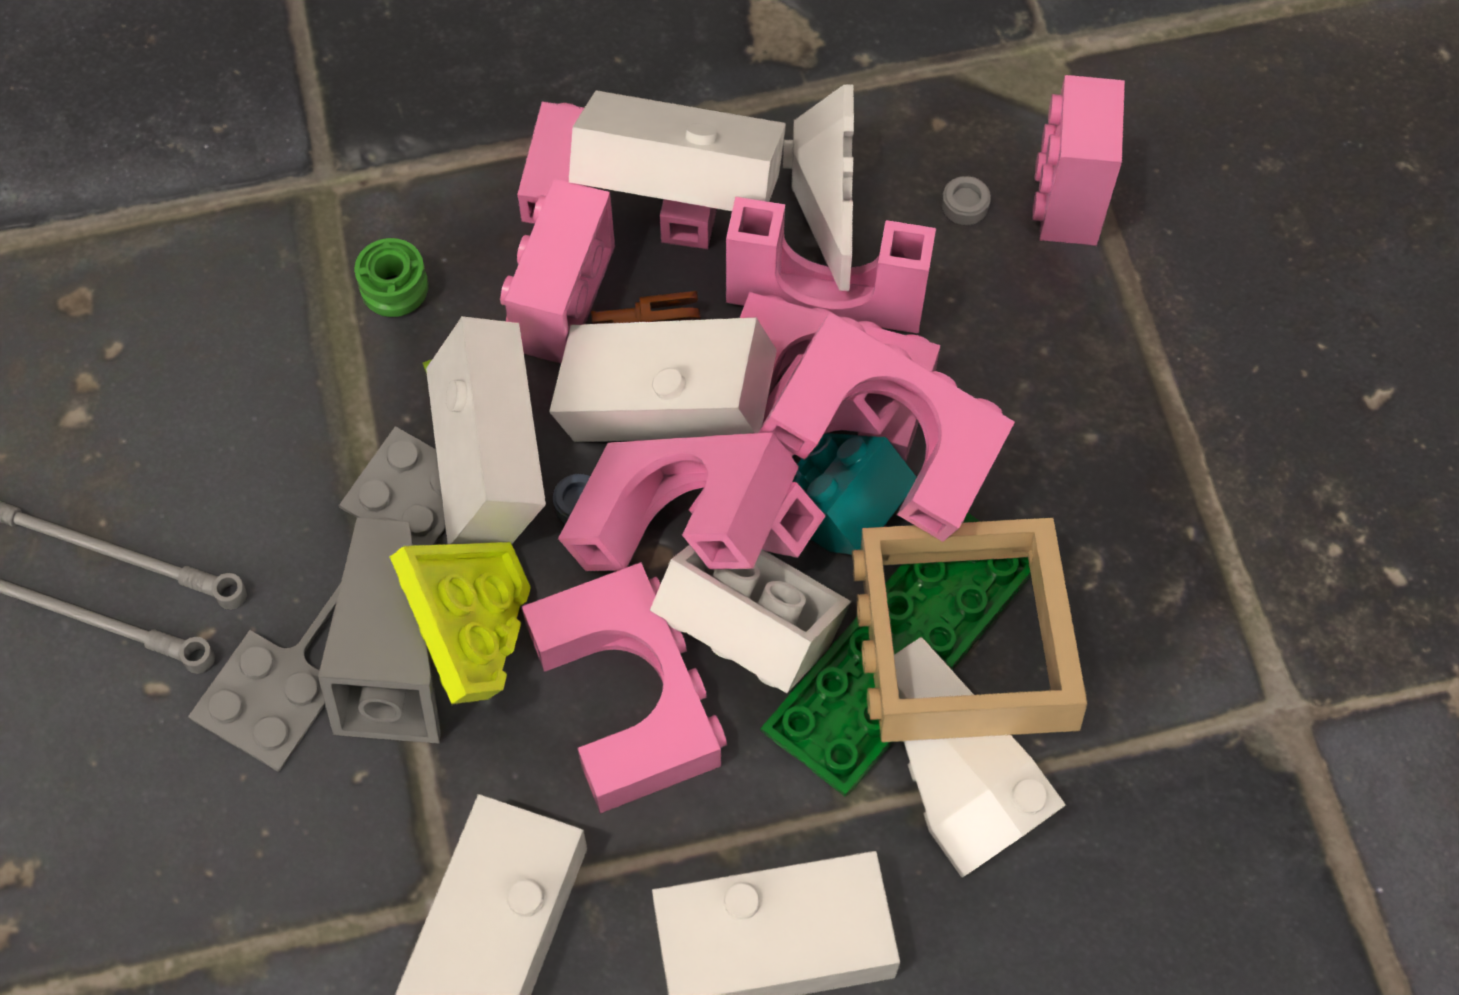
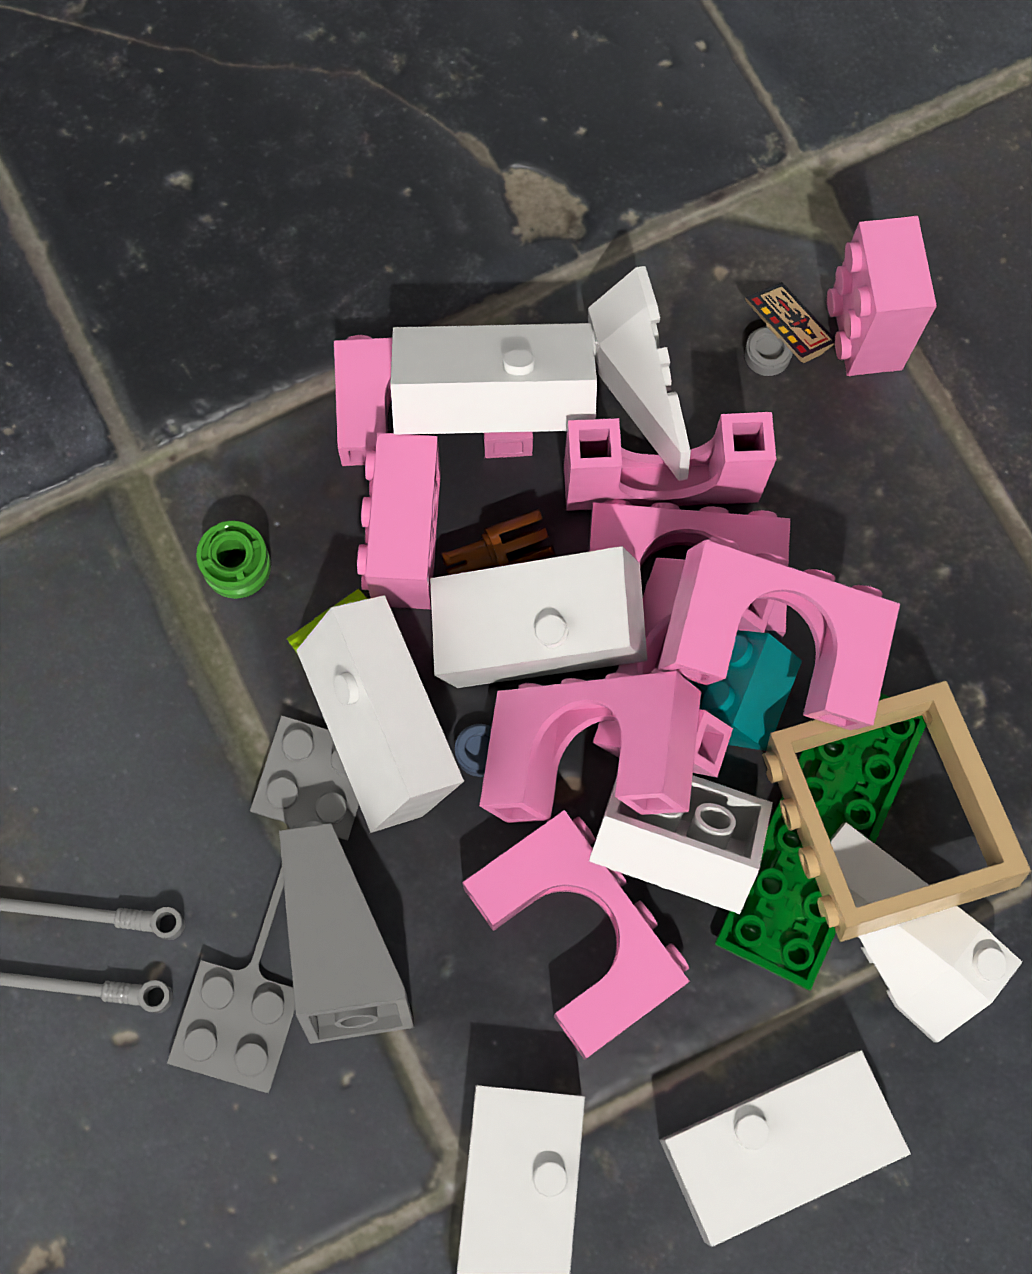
camera: 15 degrees left, 10 degrees up
(465, 611) = (413, 907): neon yellow plate -> none
(994, 178) = (791, 322): none -> piece

